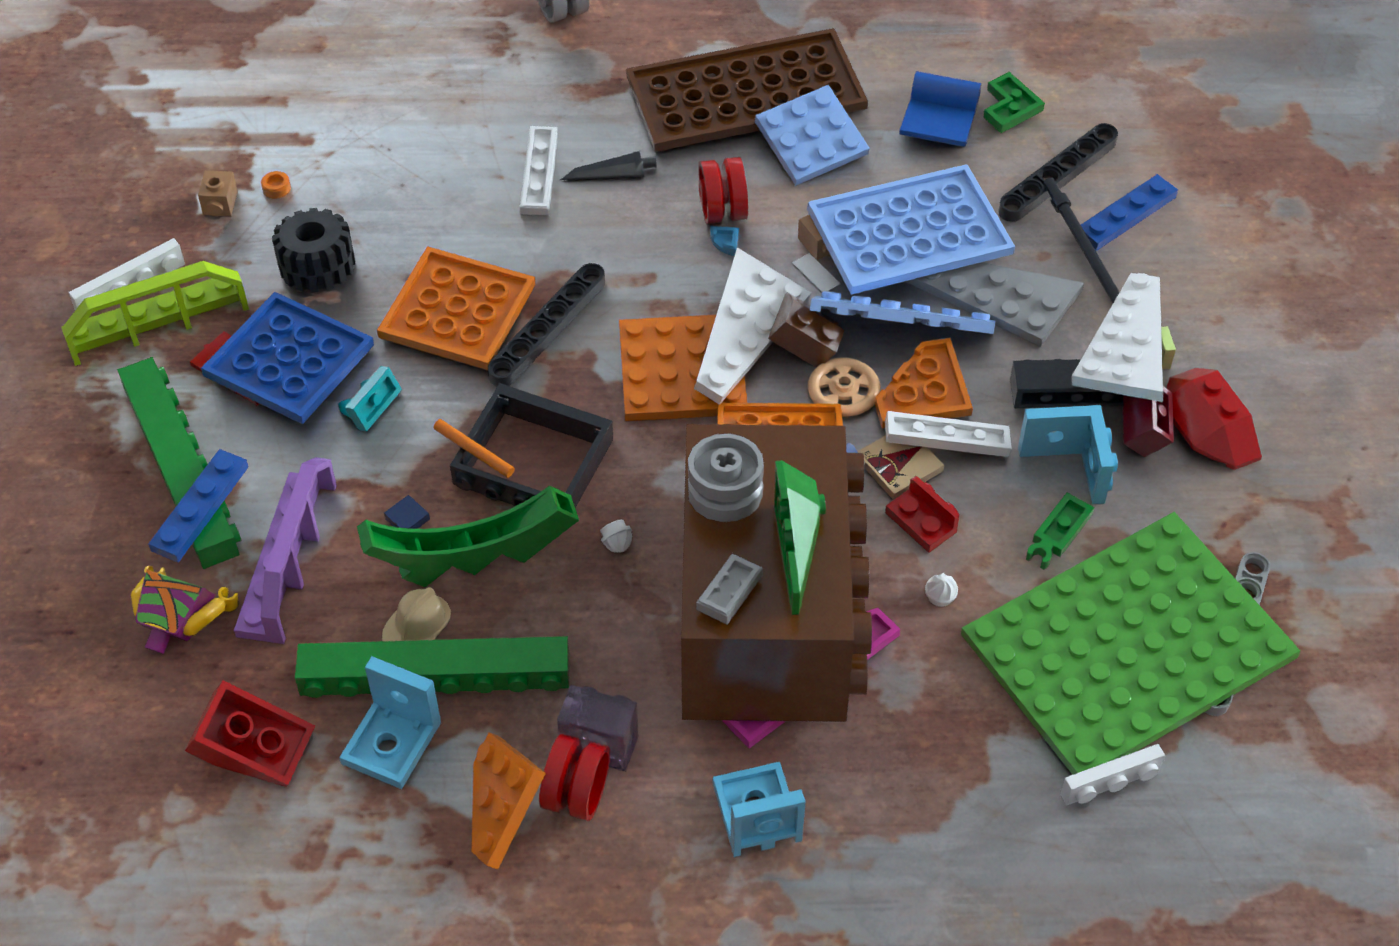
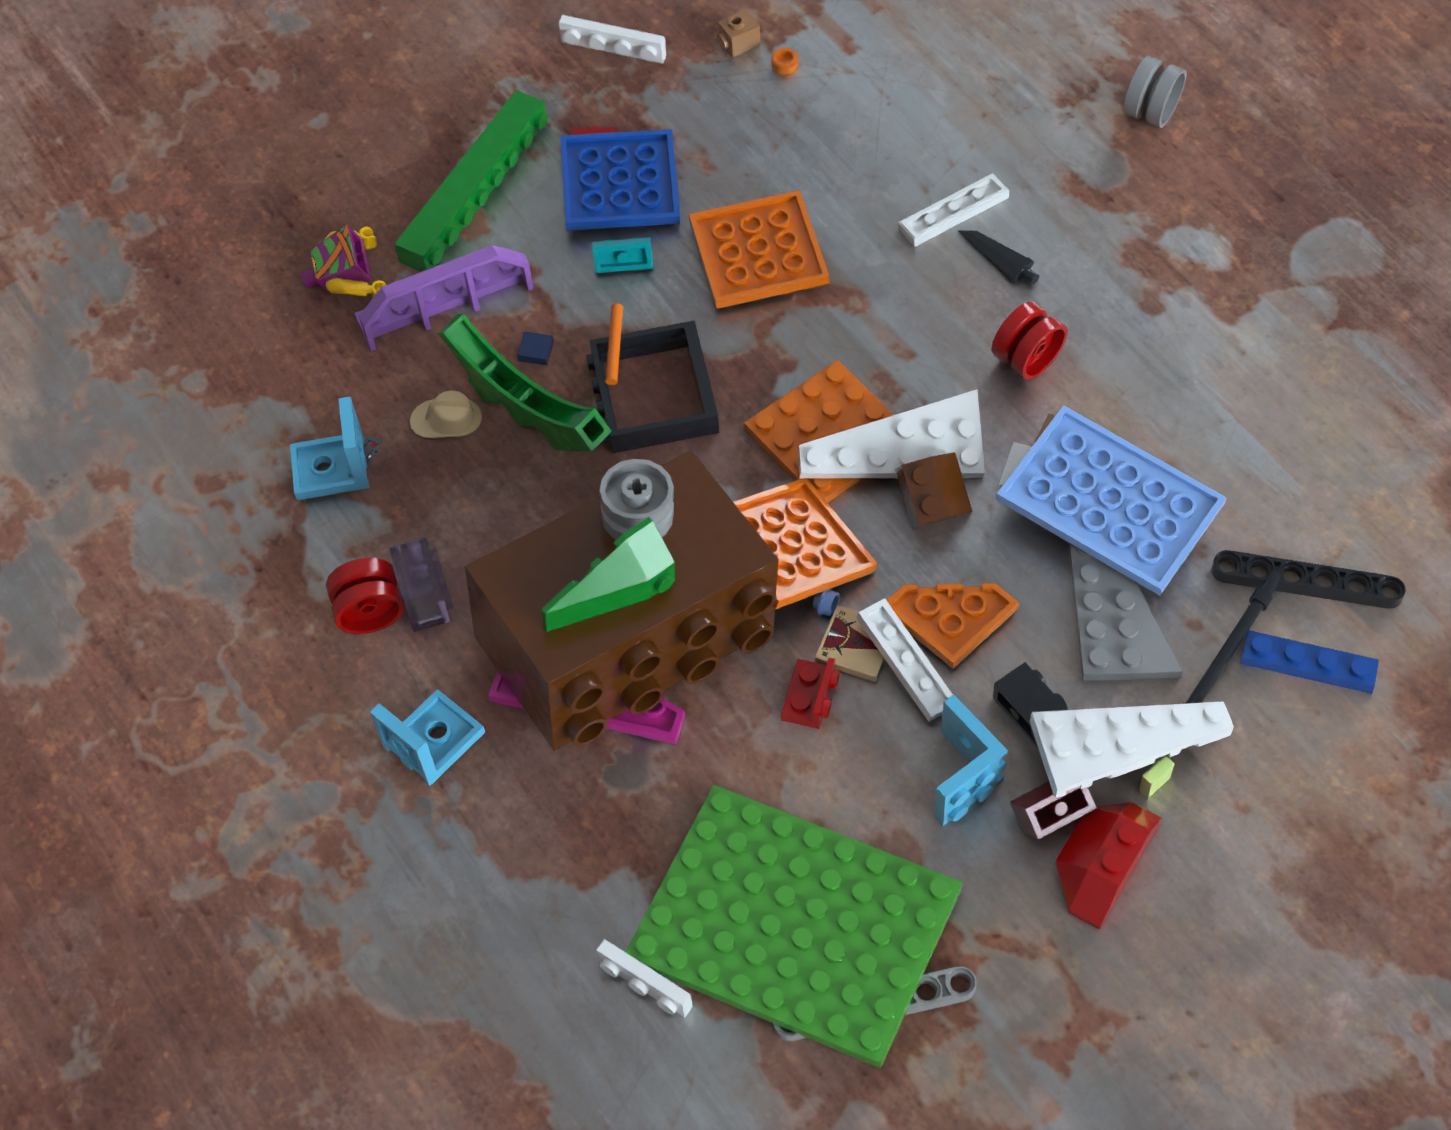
camera: 60 degrees right, 5 degrees up
(128, 320) = (592, 68): lime plate -> none
(198, 505) = (431, 216): blue plate -> none
(249, 736) = (271, 380): red slope -> none
(314, 250) = (727, 123): black wheel -> none
(450, 663) = (411, 454): green brick -> none
(501, 796) = (318, 559): orange plate -> none
(543, 321) = (794, 311): black beam -> none
(725, 239) = (995, 379): dark azure tile -> none
(729, 588) = (529, 568): light grey plate -> none
(748, 58) = (1199, 287): reddish brown piece -> none
(811, 135) = (1165, 367): light blue plate -> none
(843, 366) = (926, 543): light nougat plate -> none
(891, 311) = (1001, 539): light blue wing -> none
(941, 109) = (1293, 445): blue door -> none
(941, 590) = (742, 748): white plate -> none
(1015, 103) = (1357, 501): green plate -> none
(1060, 529) = (876, 803): green plate -> none

